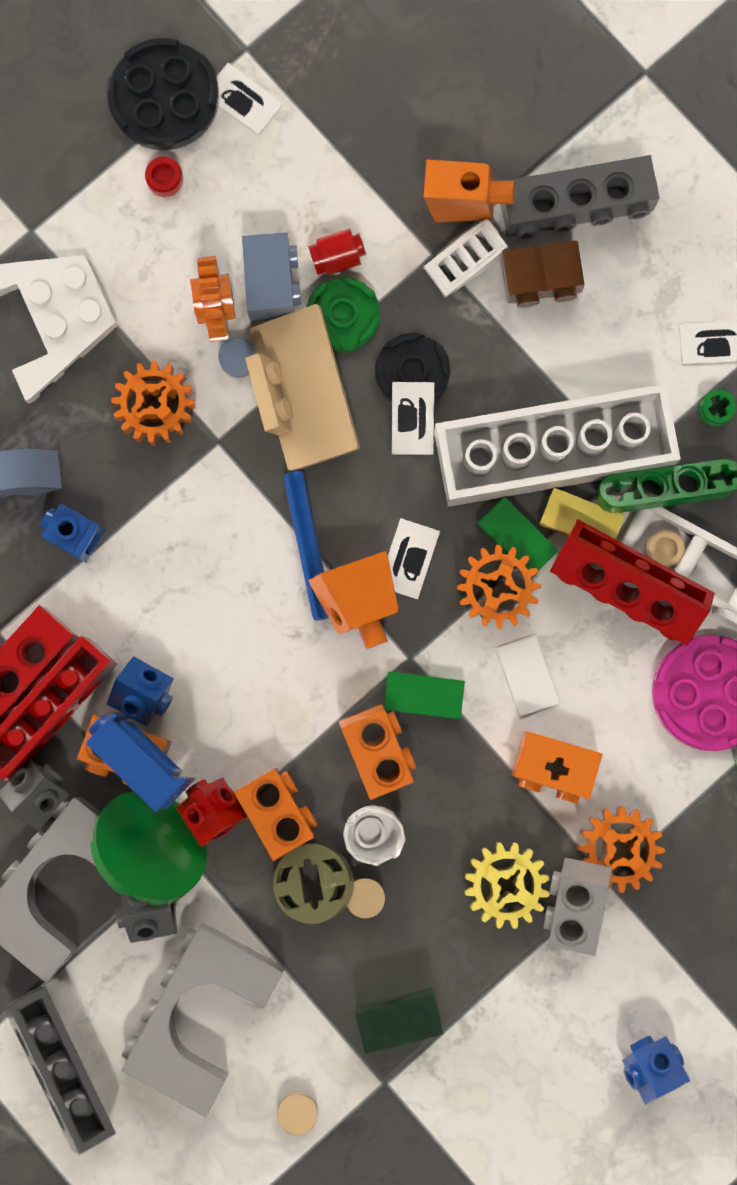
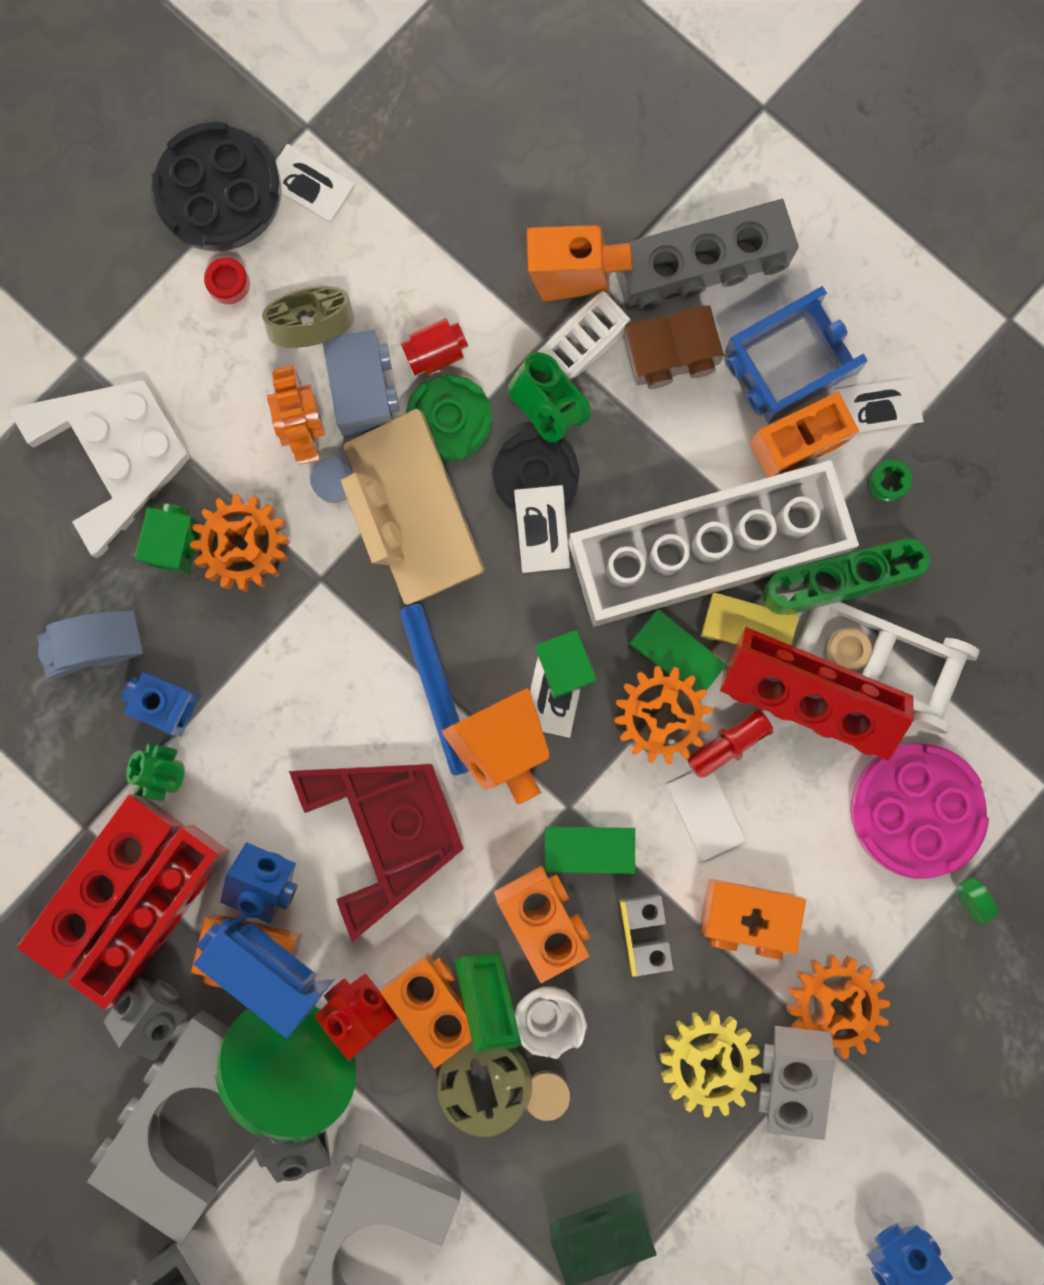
camera: 10 degrees left, 0 degrees up
(62, 589) = (155, 772): none -> green gear
(92, 394) = (167, 539): none -> green brick
(248, 205) = (327, 306): none -> olive piece
(265, 654) = (401, 825): none -> dark red wing
(323, 812) = (487, 1003): none -> green tile
(420, 535) = (565, 664): none -> green panel
(428, 305) = (546, 396): none -> green piece
(456, 788) = (639, 953): none -> flat silver piece
(554, 618) = (730, 744): none -> red axle
(644, 292) = (791, 356): none -> window
(646, 361) = (804, 436): none -> orange brick

